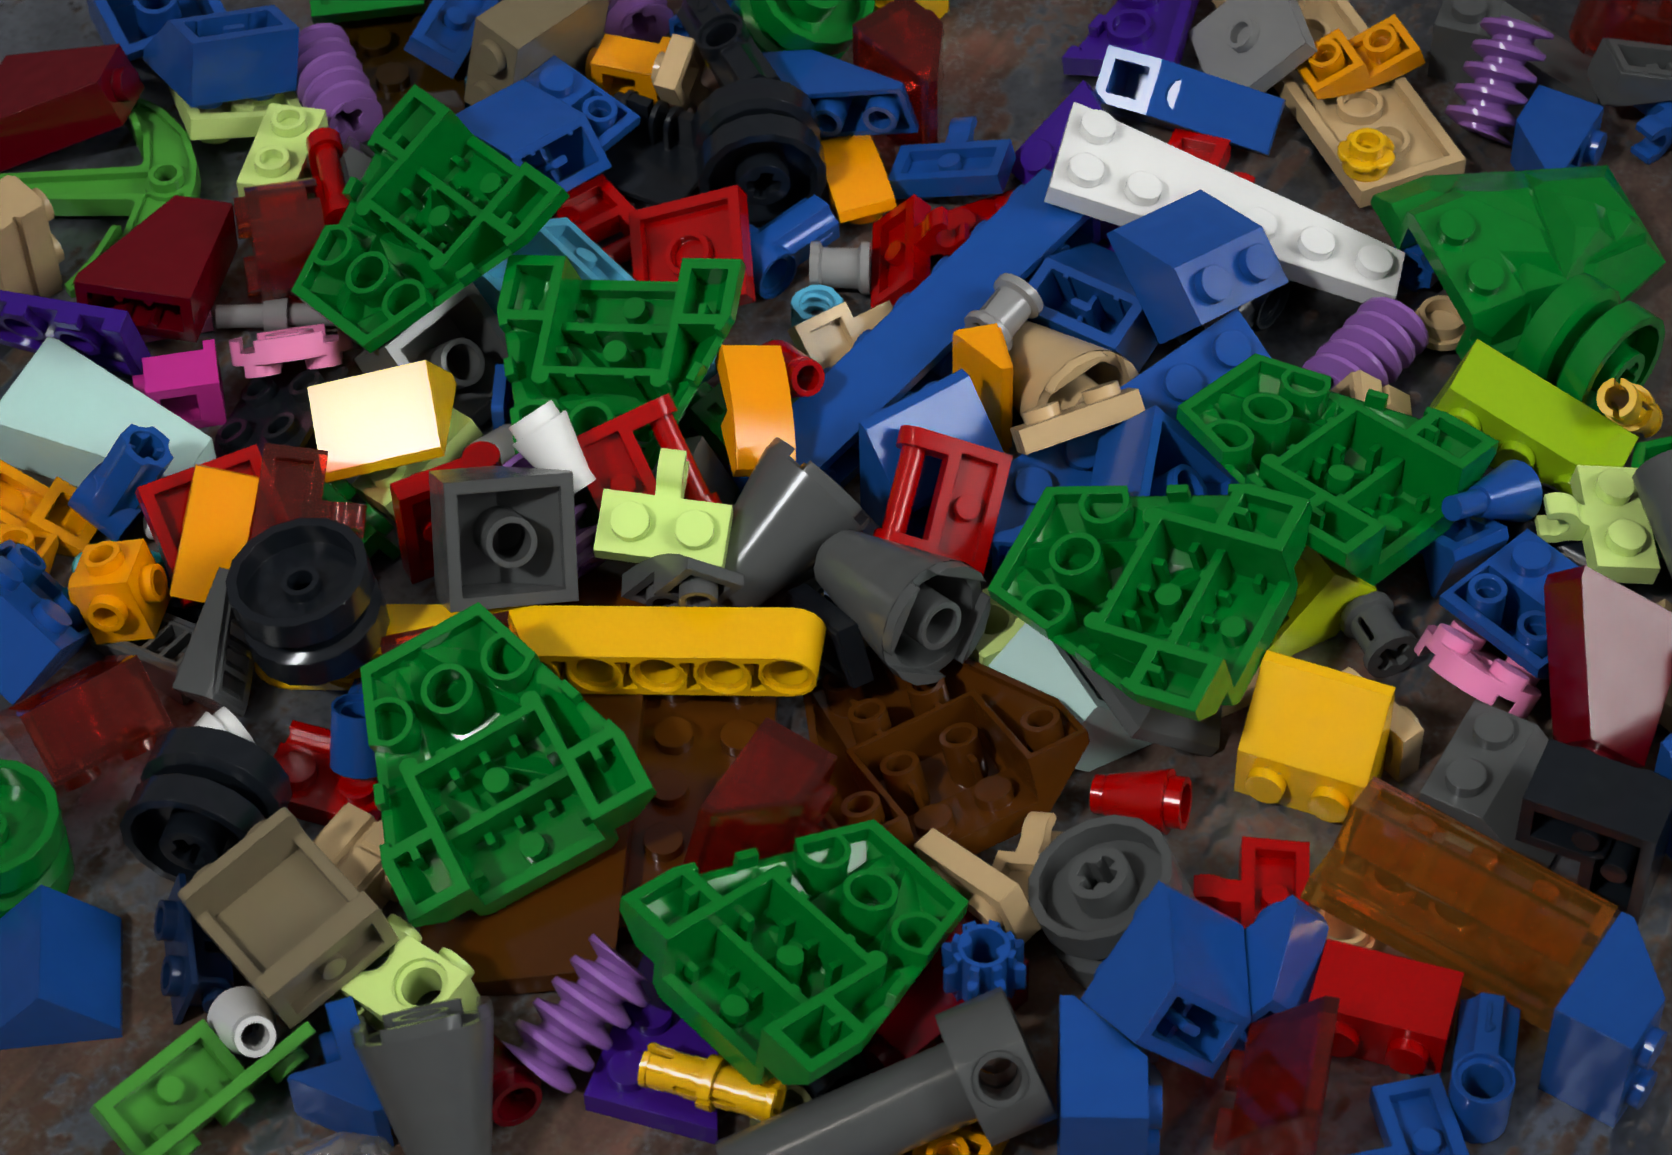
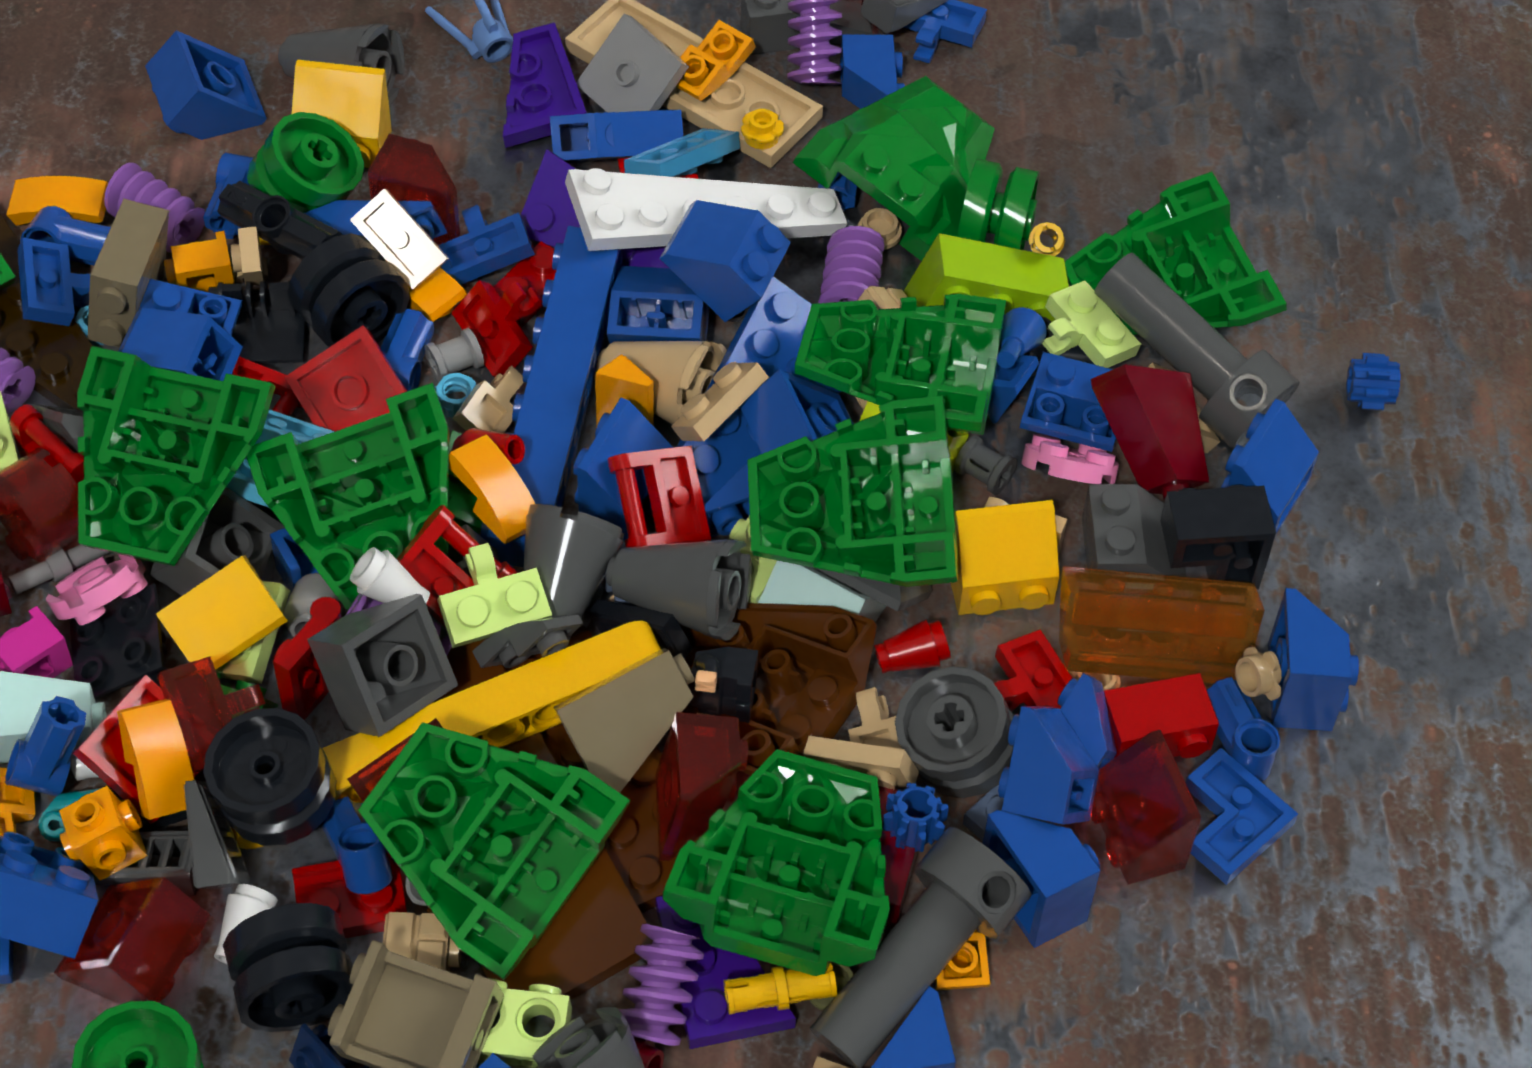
camera: 35 degrees left, 5 degrees up
(711, 703) = (626, 715): none -> dark tan slope
(844, 111) = (399, 239): none -> plate
(868, 724) = (724, 682): none -> black piece
(1007, 306) = (612, 339): light grey bush -> none
(1251, 149) = (684, 153): none -> dark azure plate
(1533, 1004) = (1259, 674): none -> tan plate

